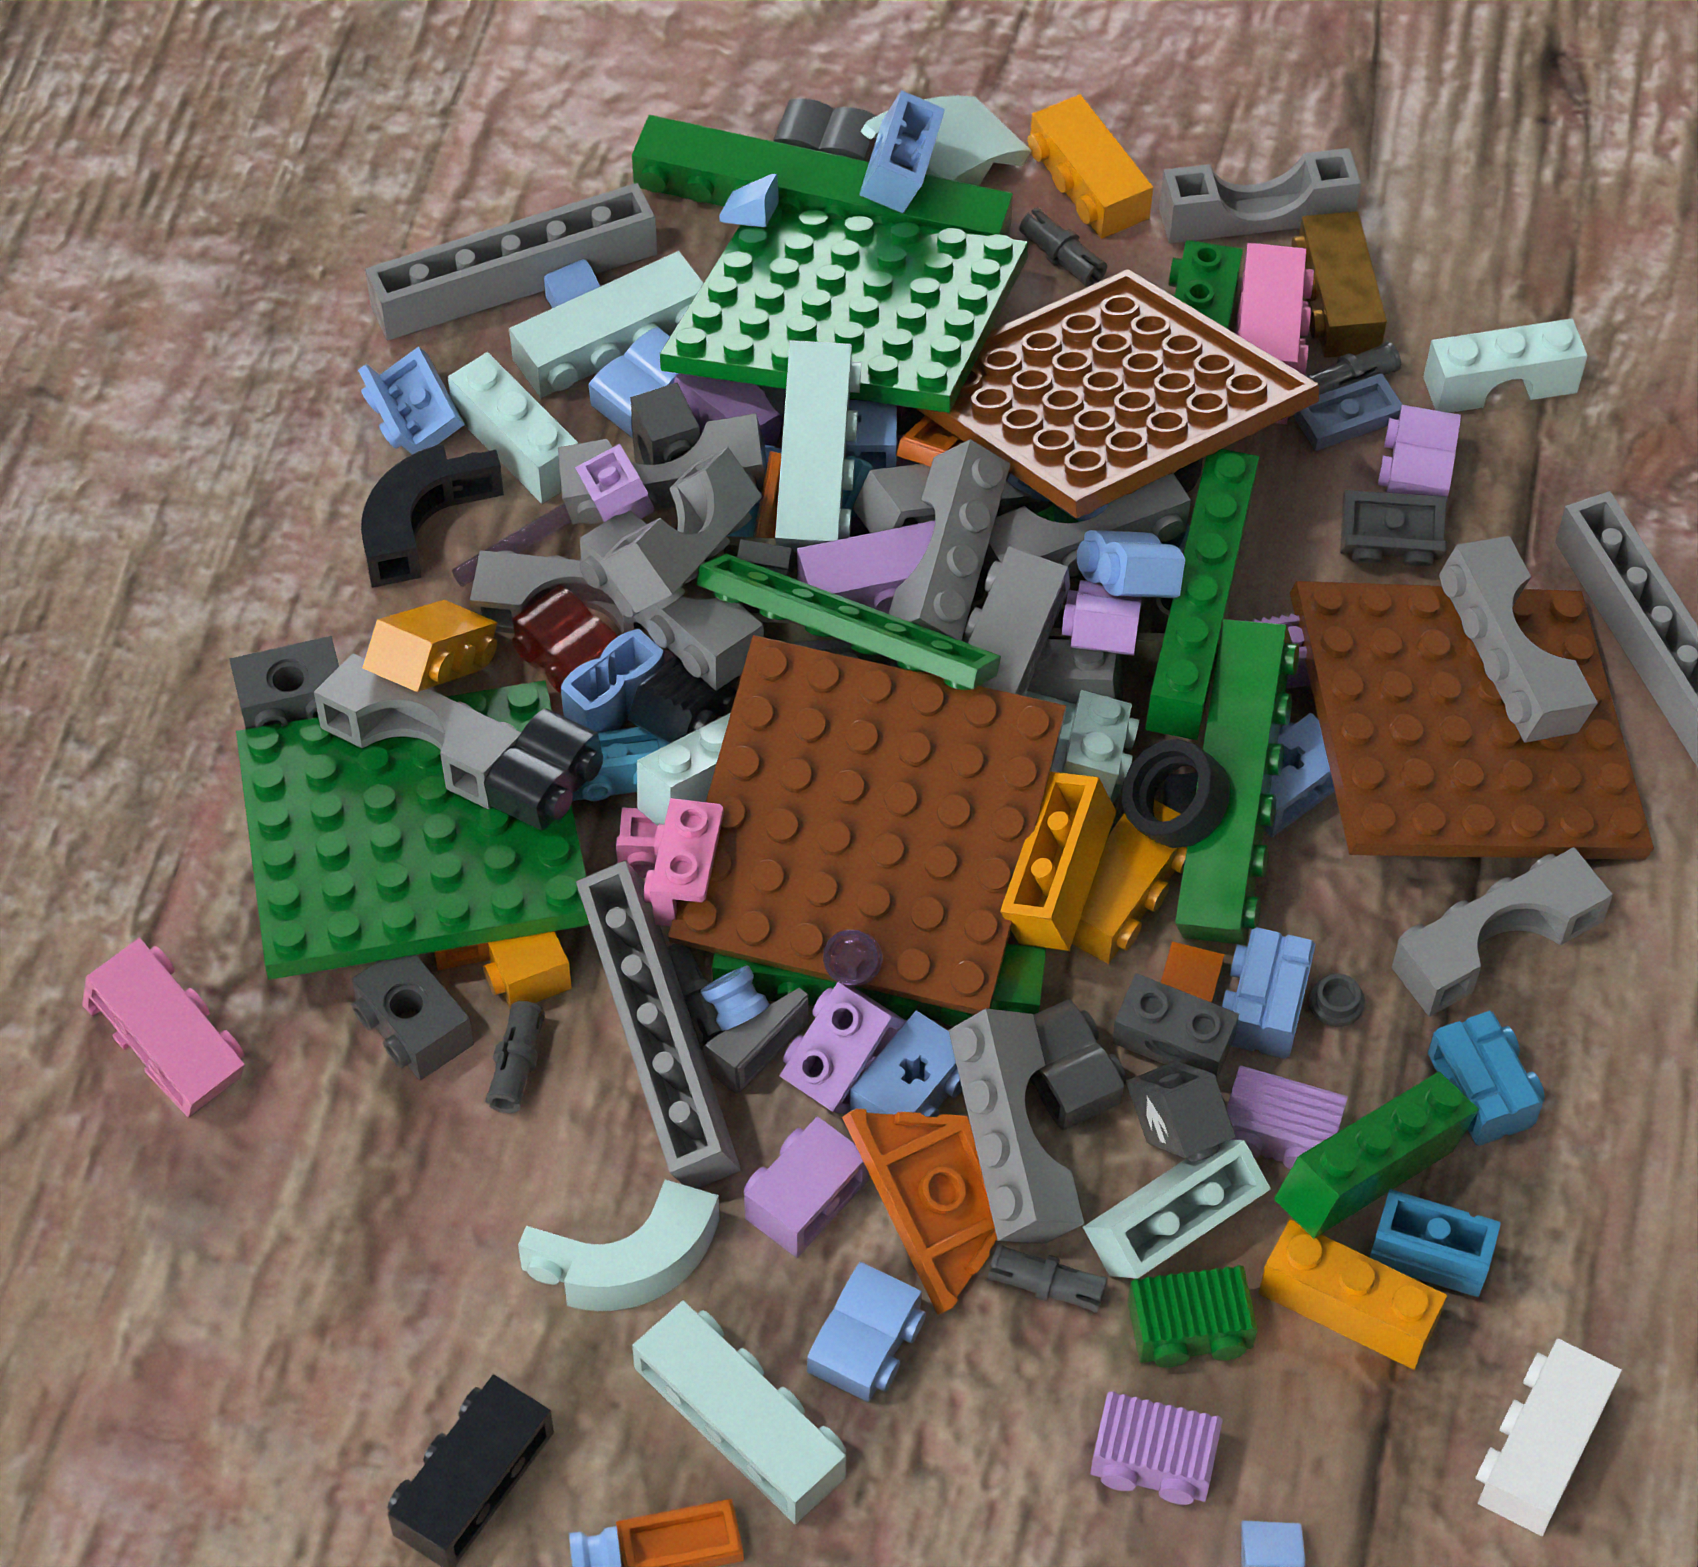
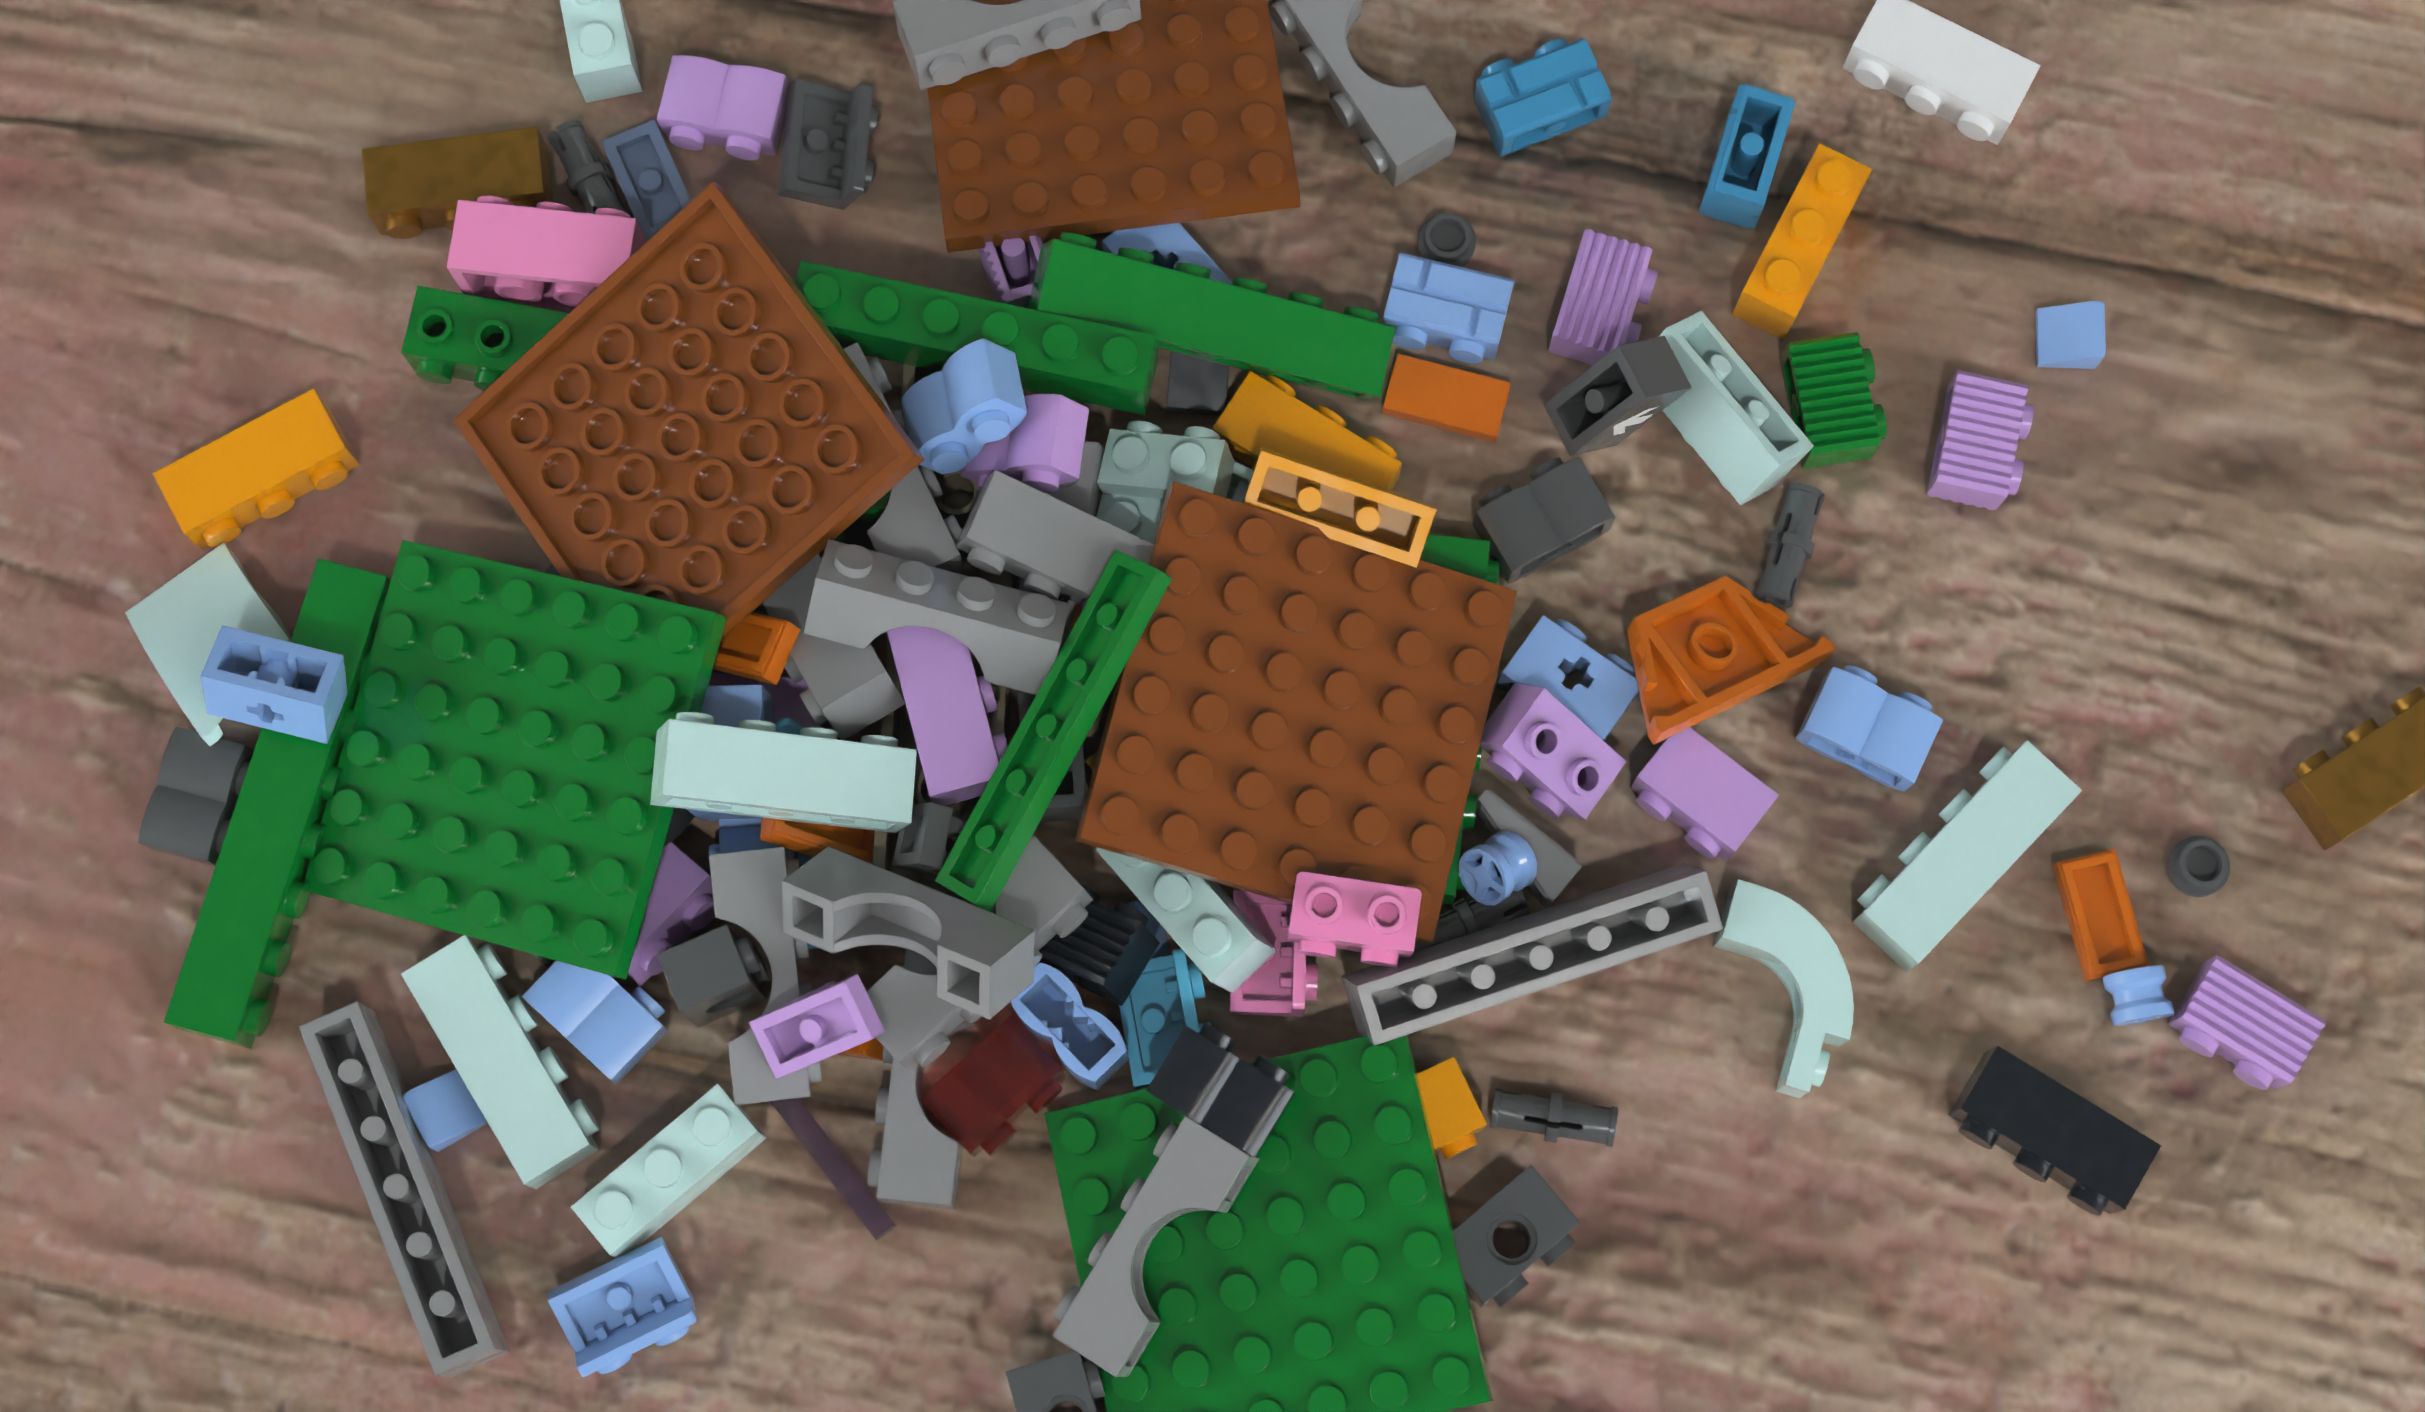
camera: 90 degrees left, 20 degrees up
(410, 496) = (816, 1319): black arch -> none
(430, 645) = (1037, 1239): light orange brick -> none
(752, 203) = (325, 885): light blue slope -> none
(843, 958) = (1490, 716): clear purple wheel -> none
(1026, 1188) = (1577, 583): light grey arch -> none
(1063, 247) = (383, 507): dark grey pin -> none
(1174, 1026) = (1514, 399): dark grey brick -> none
(1202, 814) = (1271, 416): black tyre -> none
(1204, 206) = (333, 308): light grey arch -> none
(1375, 1154) = (1666, 200): green brick -> none

